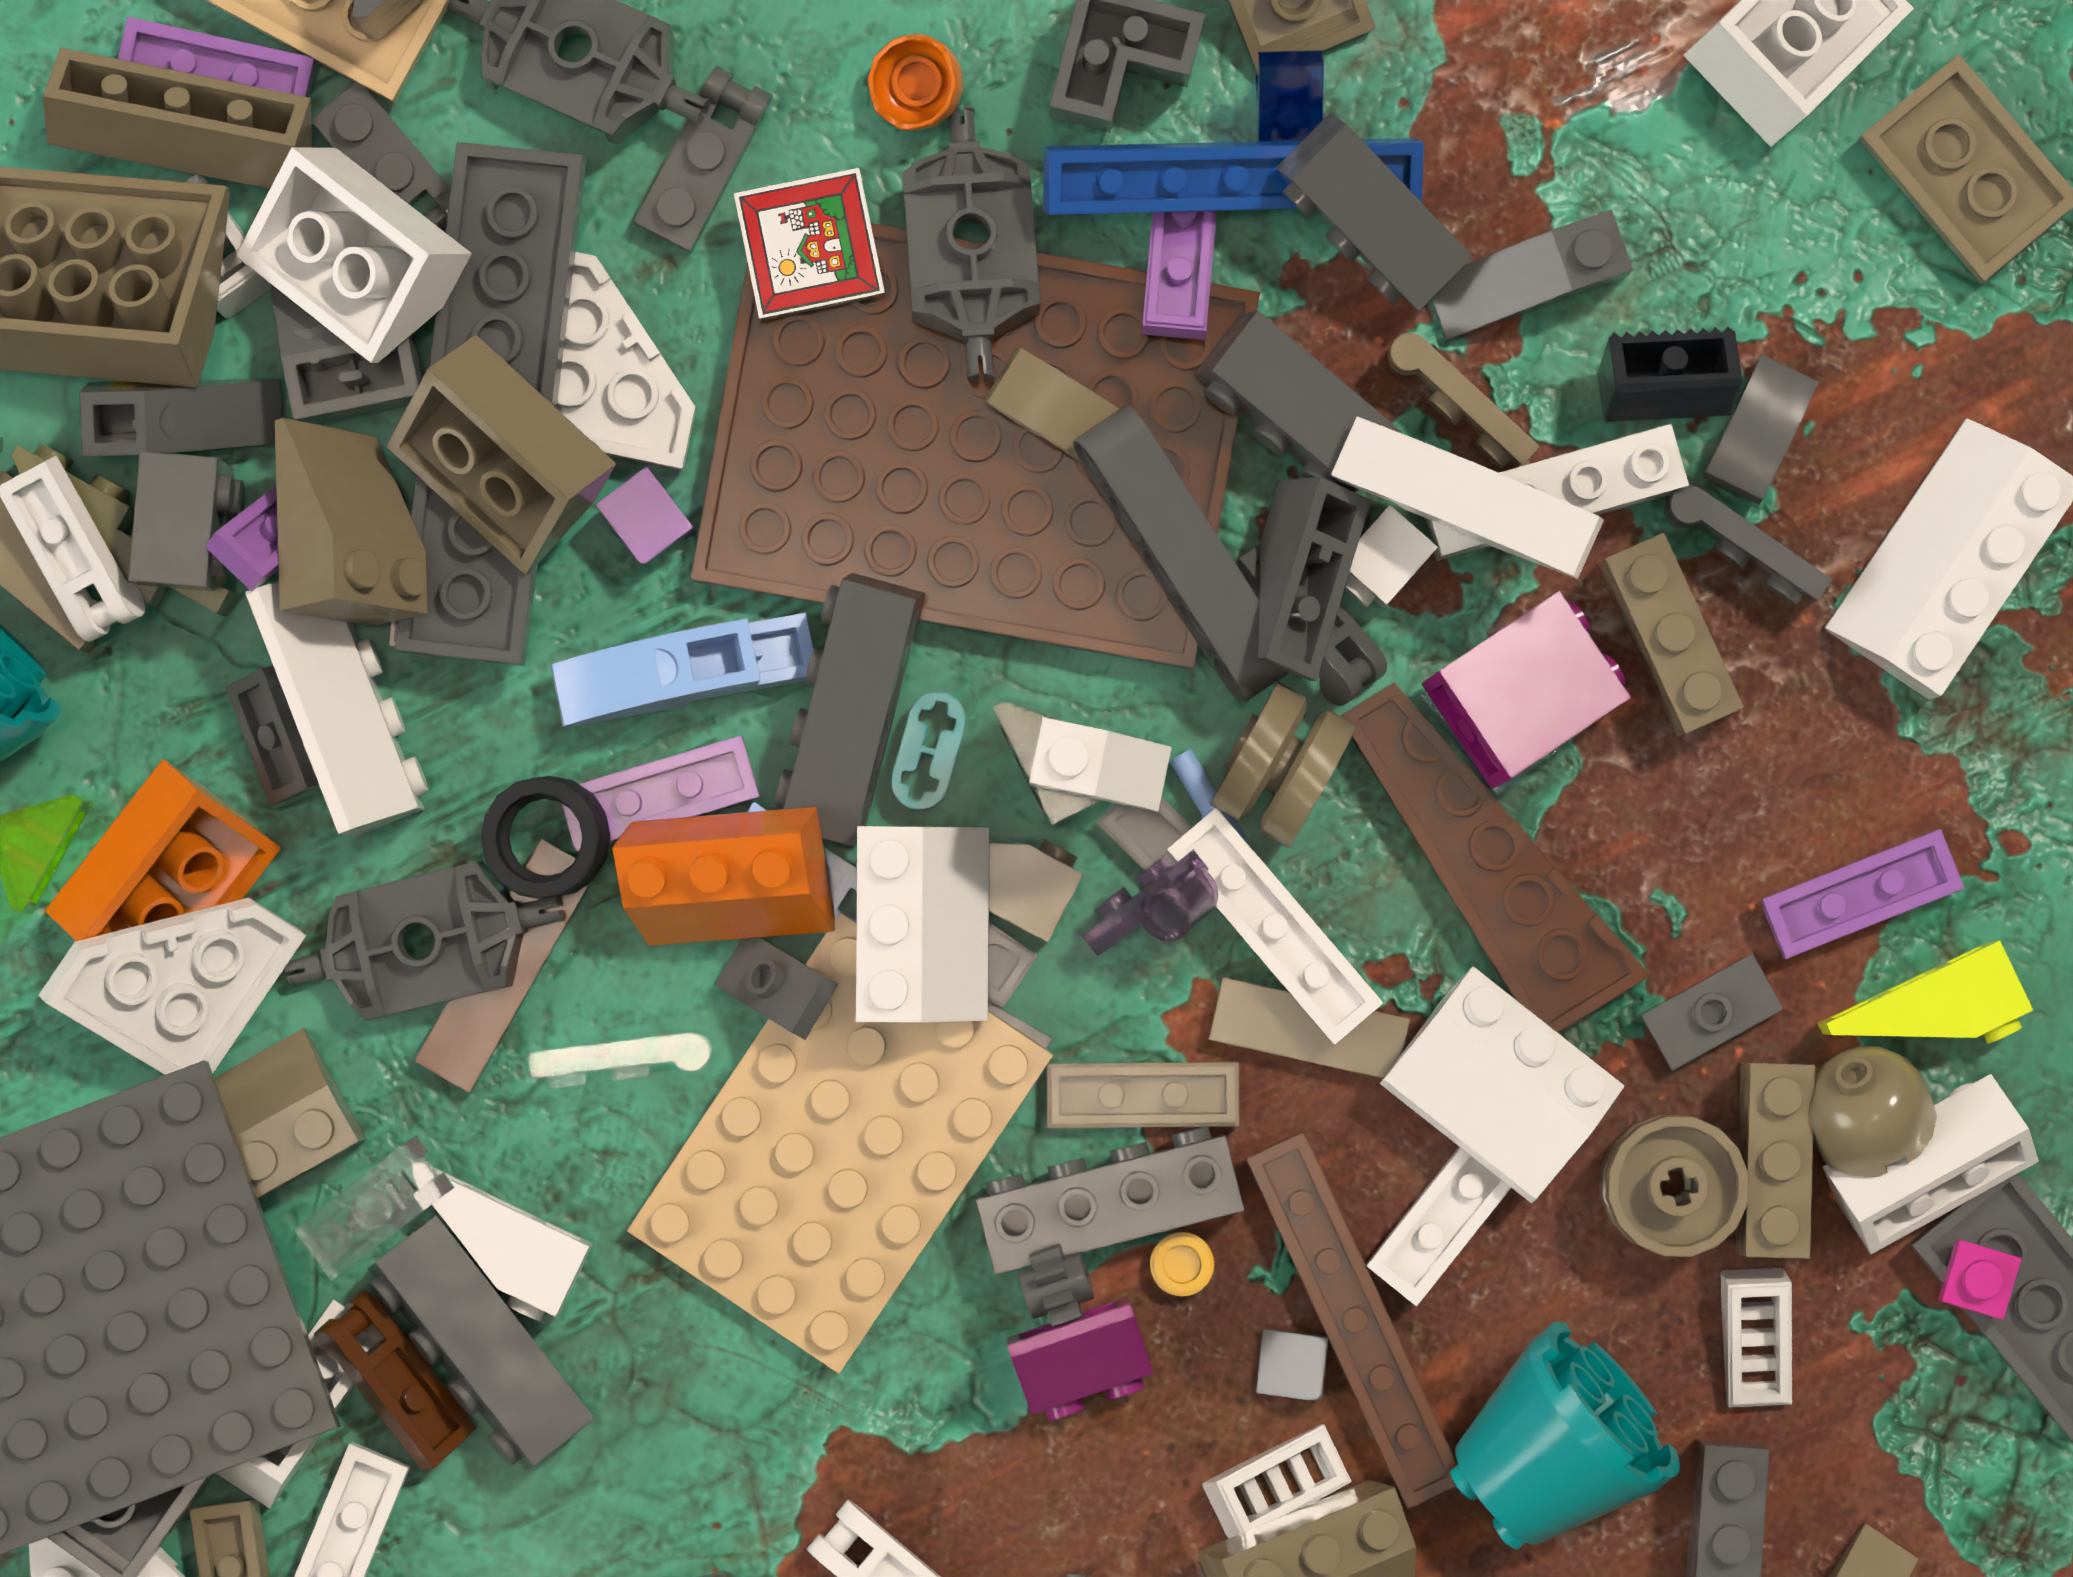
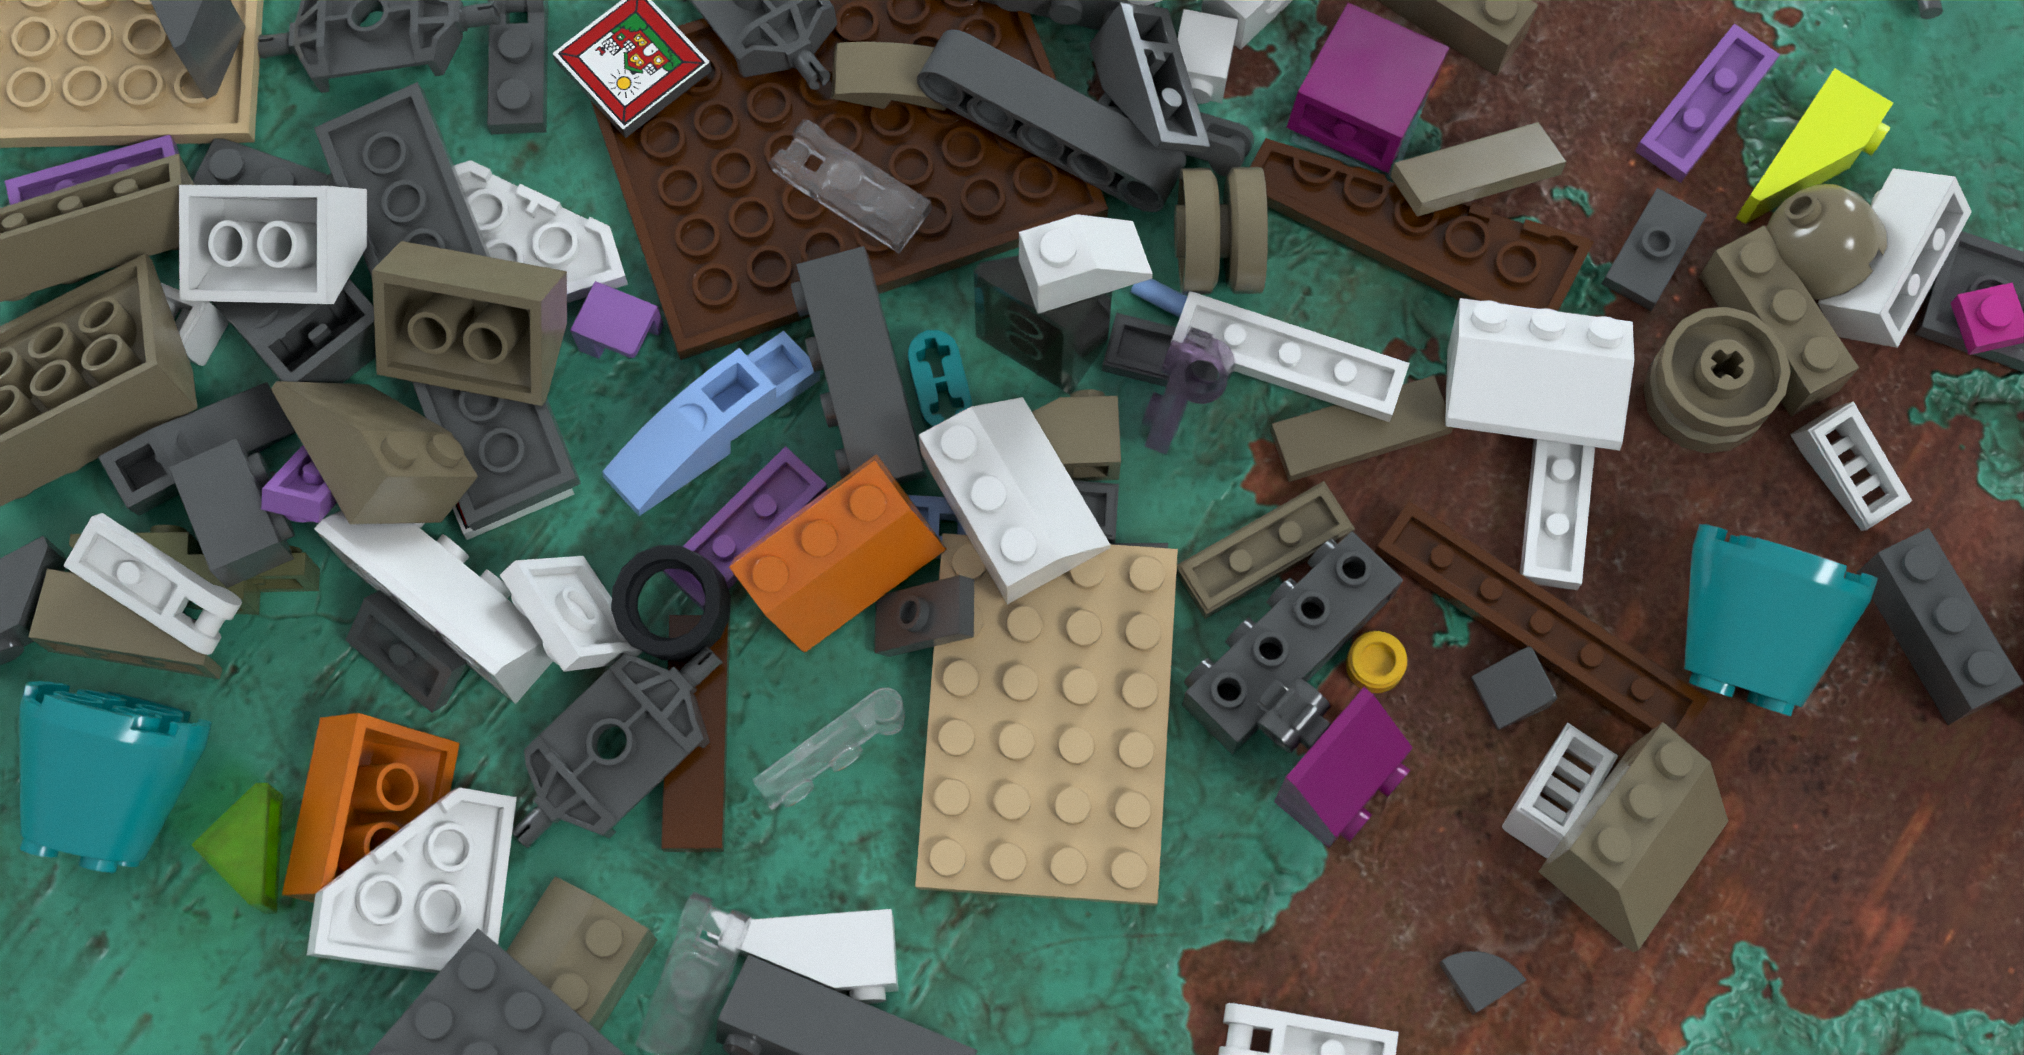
camera: 25 degrees left, 15 degrees down
(445, 791) = (567, 611): none -> white plate
(952, 506) = (851, 187): none -> clear plate
(1583, 836) = (1477, 169): none -> dark tan tile

